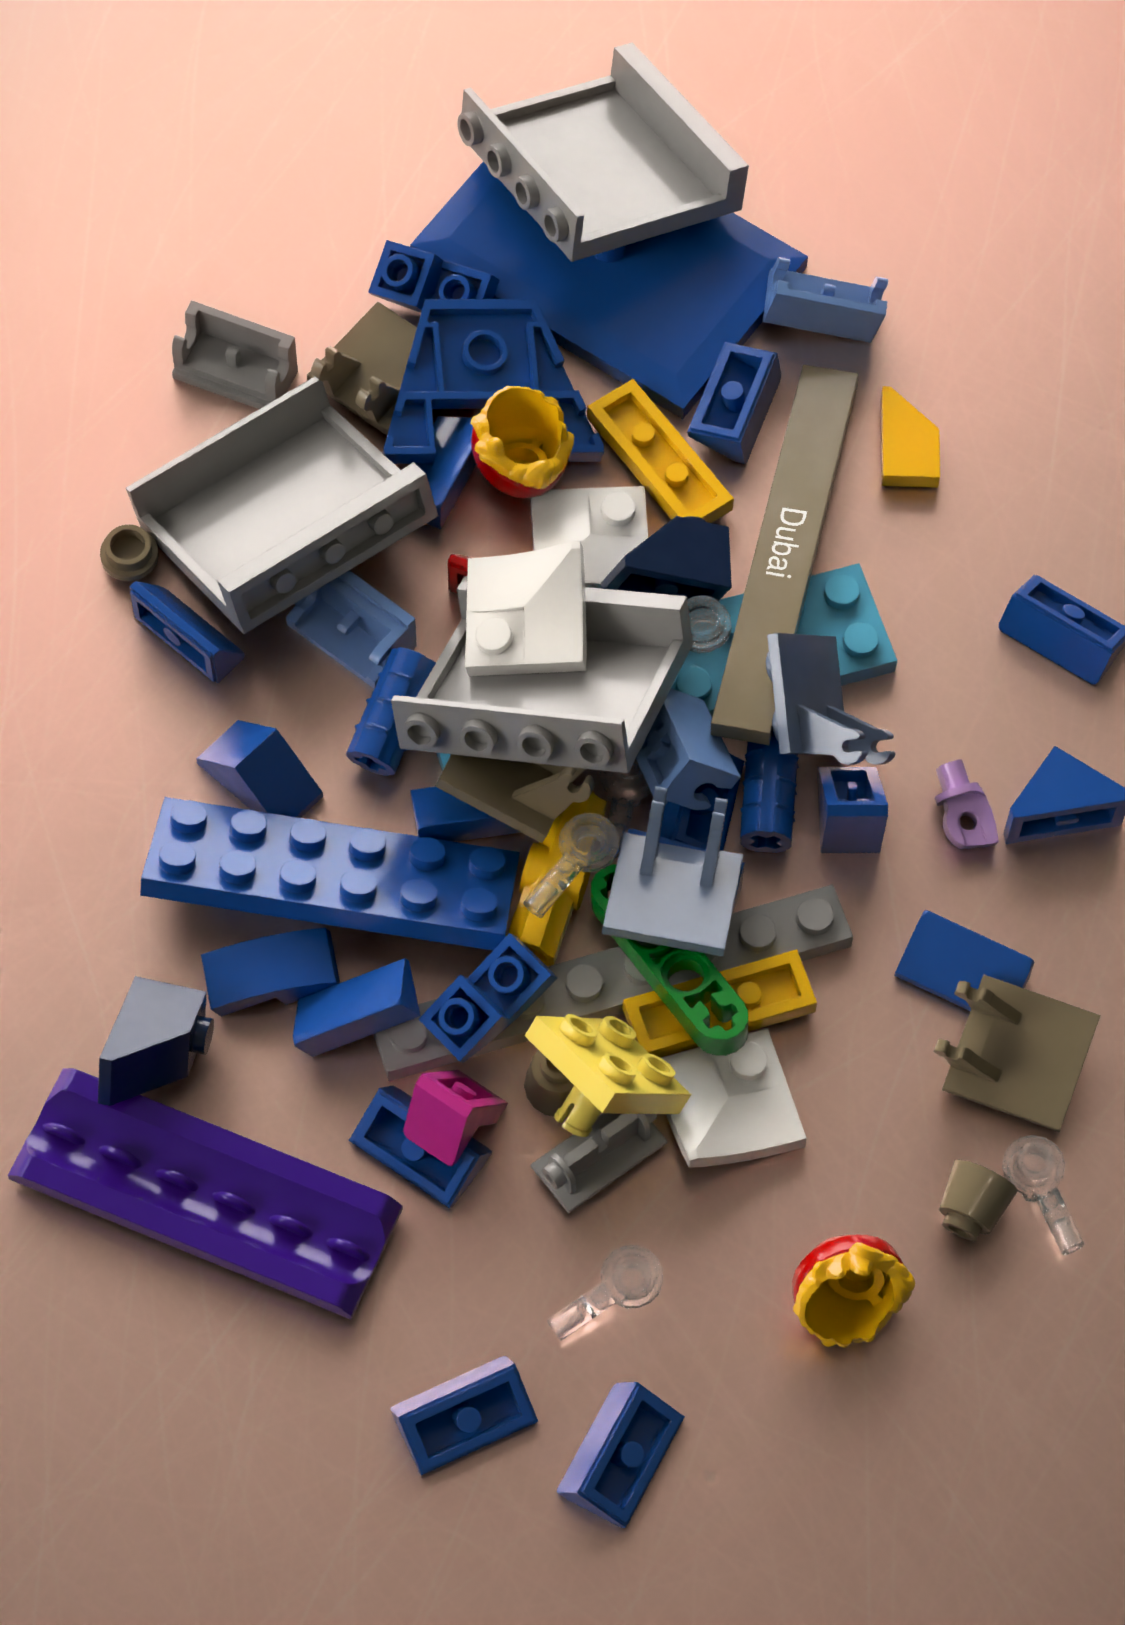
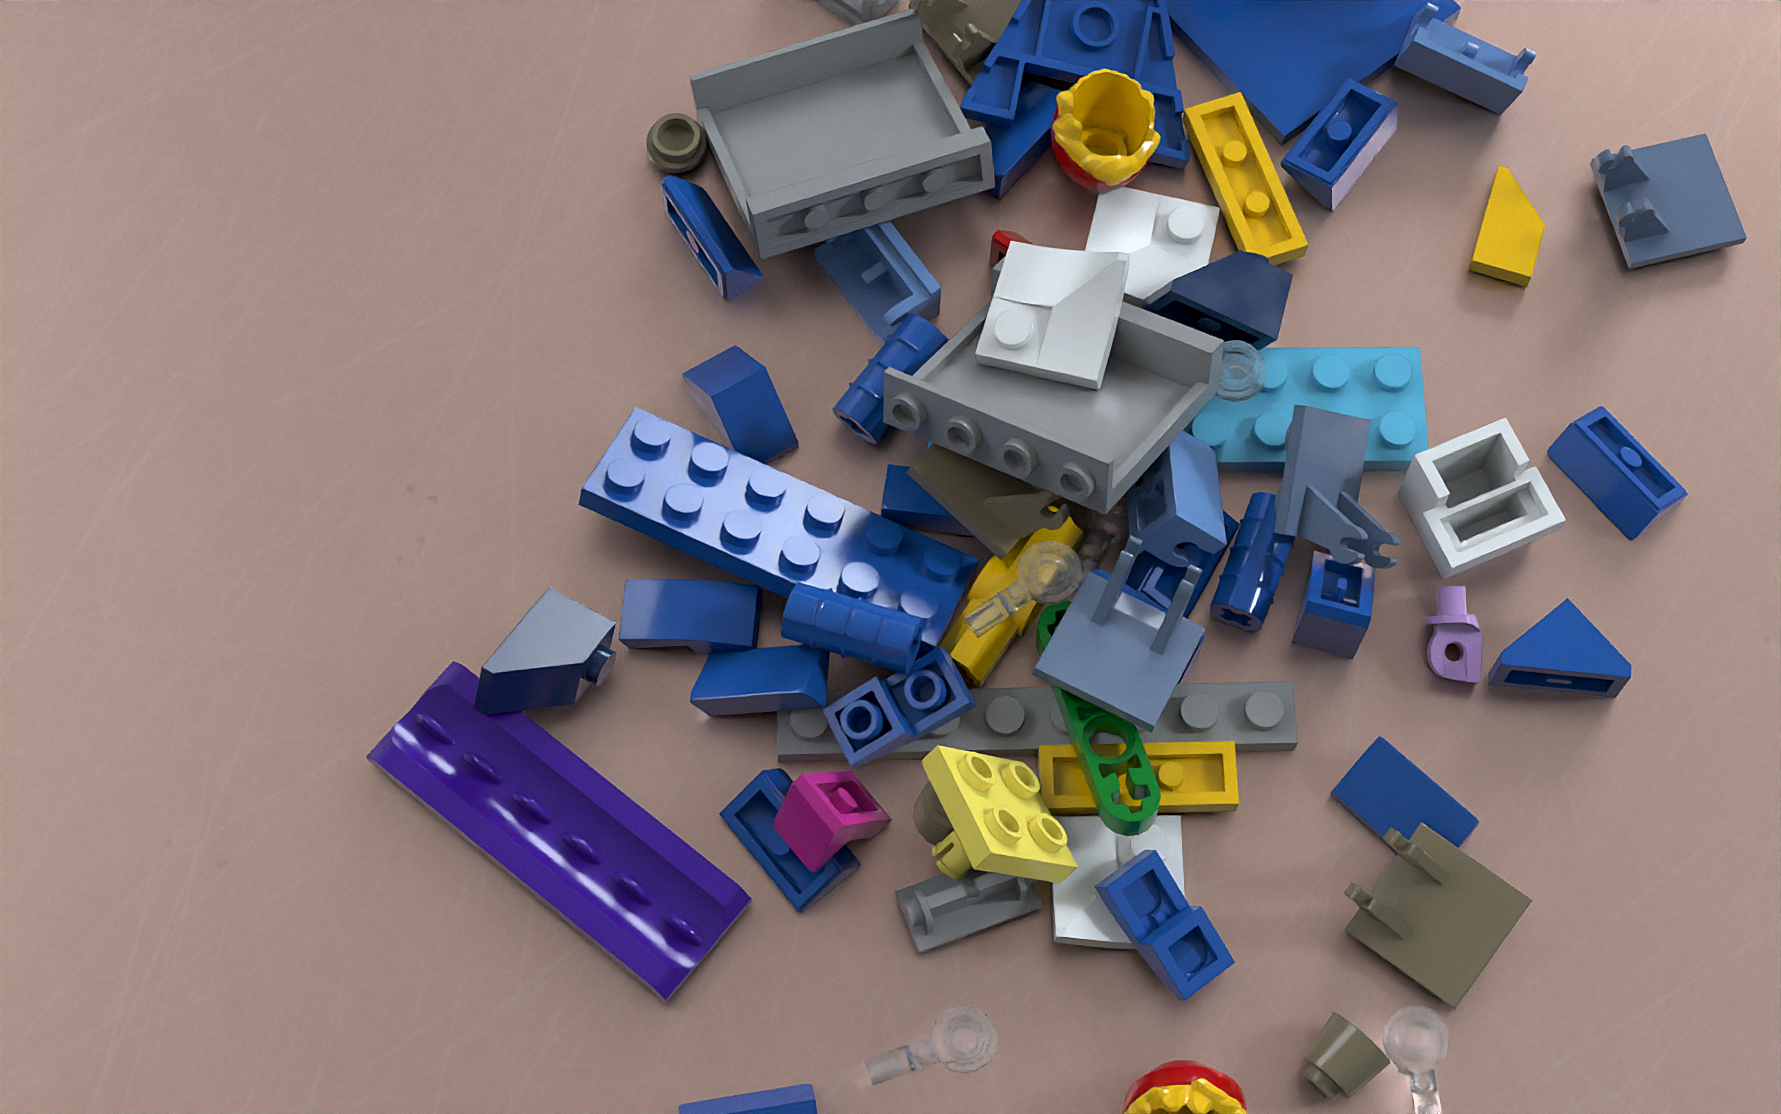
camera: 15 degrees right, 5 degrees up
(426, 936) = (852, 627): none -> blue axle
(780, 1127) = (1162, 925): none -> blue slope
(785, 549) = (1345, 313): dark tan tile -> none
(949, 681) = (1477, 498): none -> white plate
(1039, 380) = (1667, 200): none -> sand blue plate

